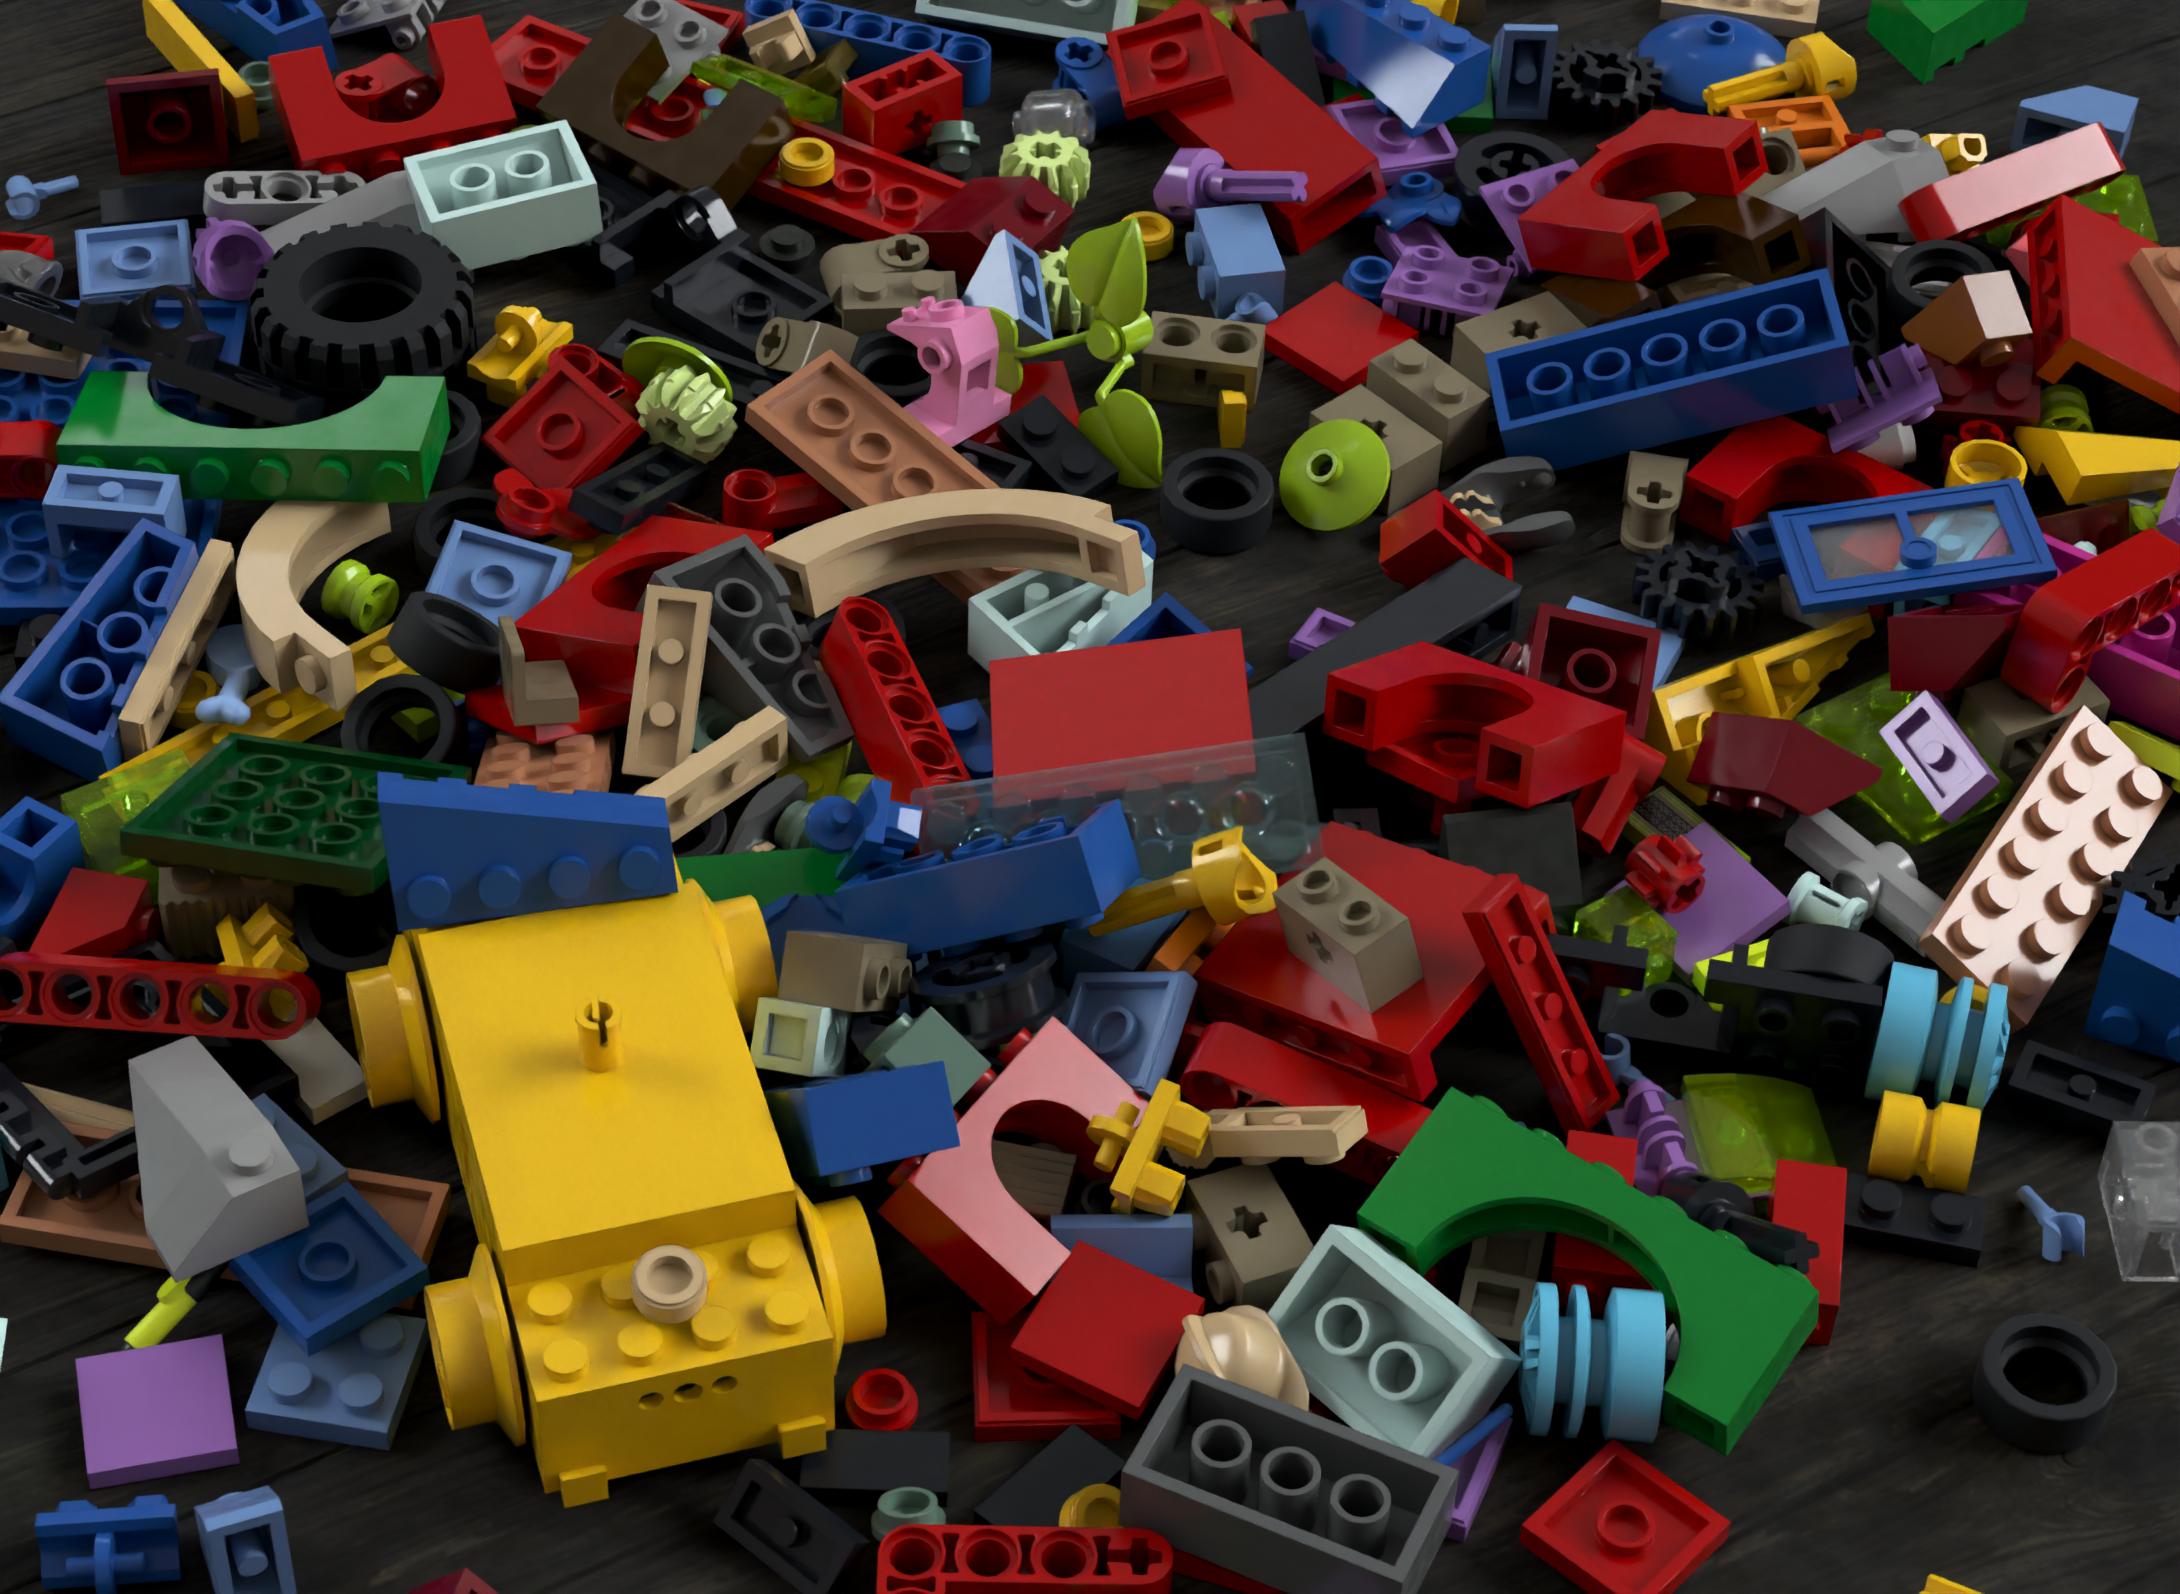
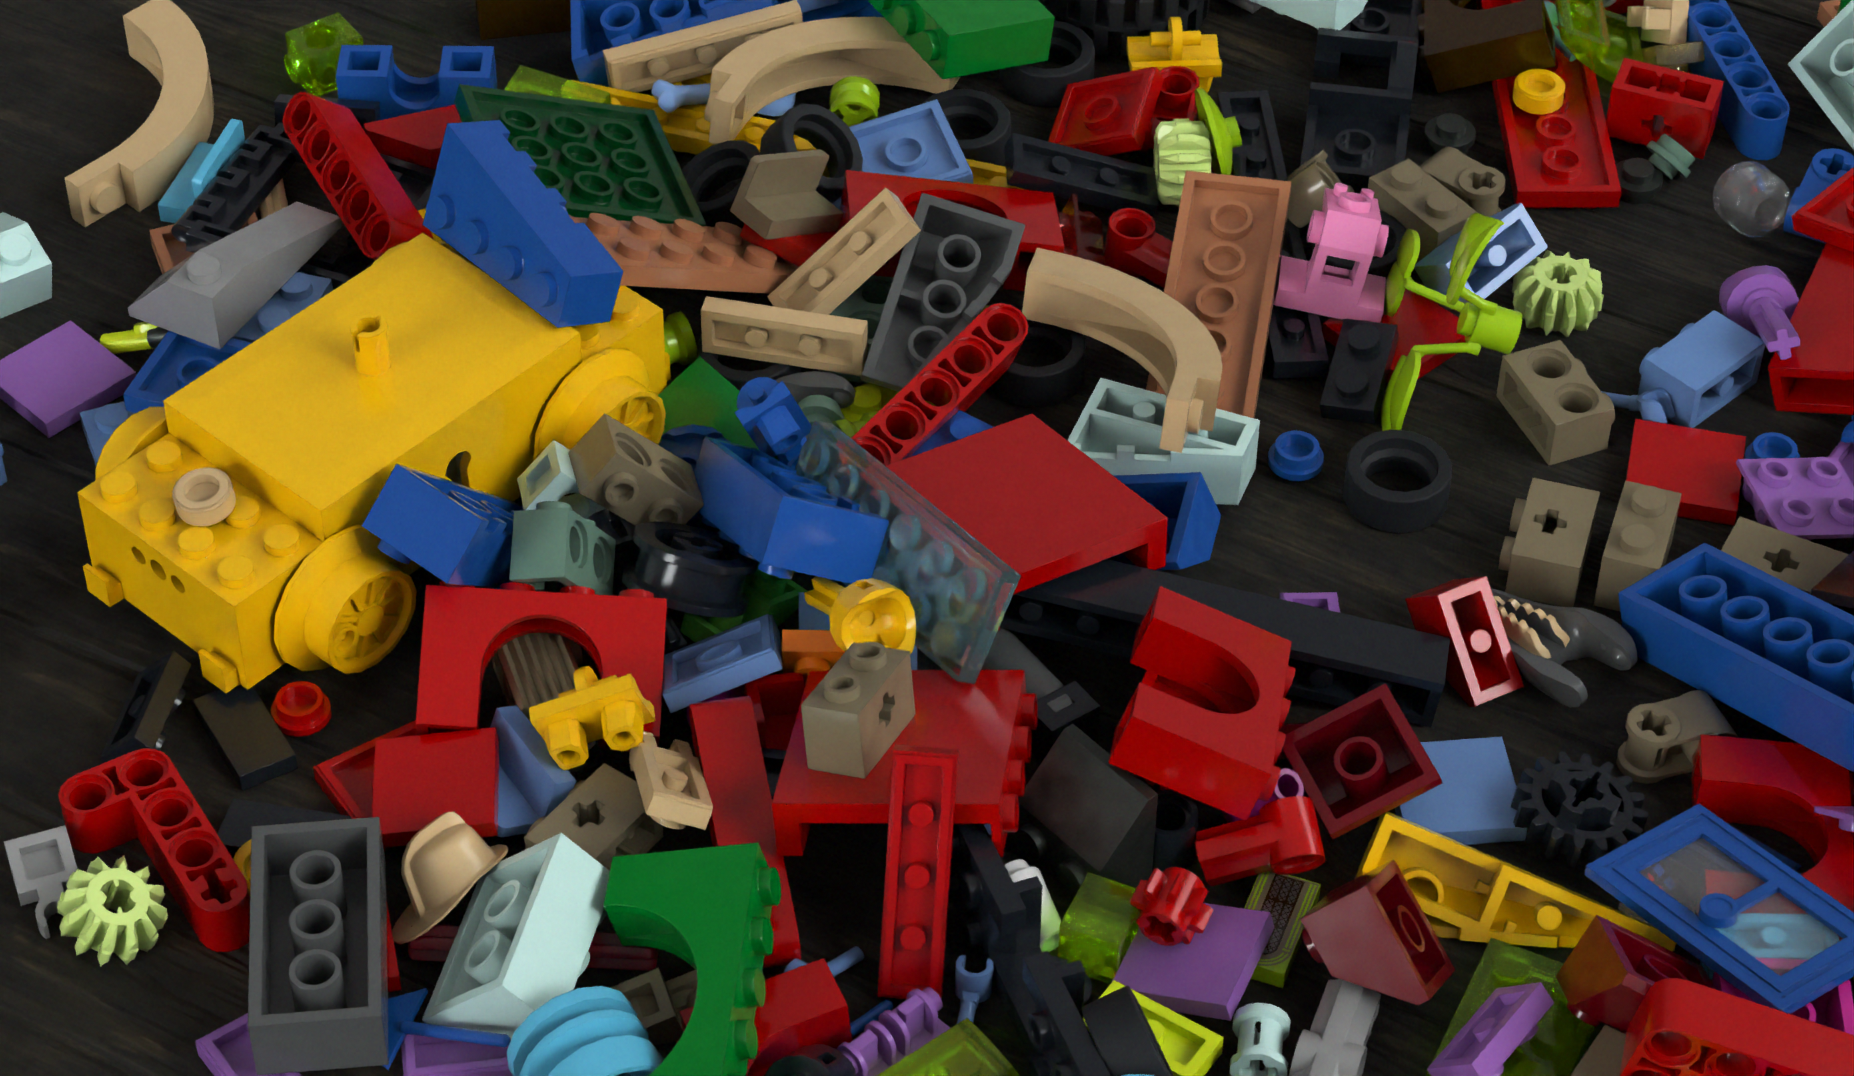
camera: 60 degrees right, 0 degrees up
(537, 511) = (990, 126): red plate -> none
(905, 1507) = (202, 766): sand green plate -> none
(969, 219) = (1579, 218): dark red slope -> none
(1052, 160) = (1687, 220): yellowish green gear -> none
(1156, 234) = (1685, 307): yellow tile -> none
(1231, 418) = (1509, 447): yellow tile -> none
(1350, 488) = (1487, 530): lime dish -> none

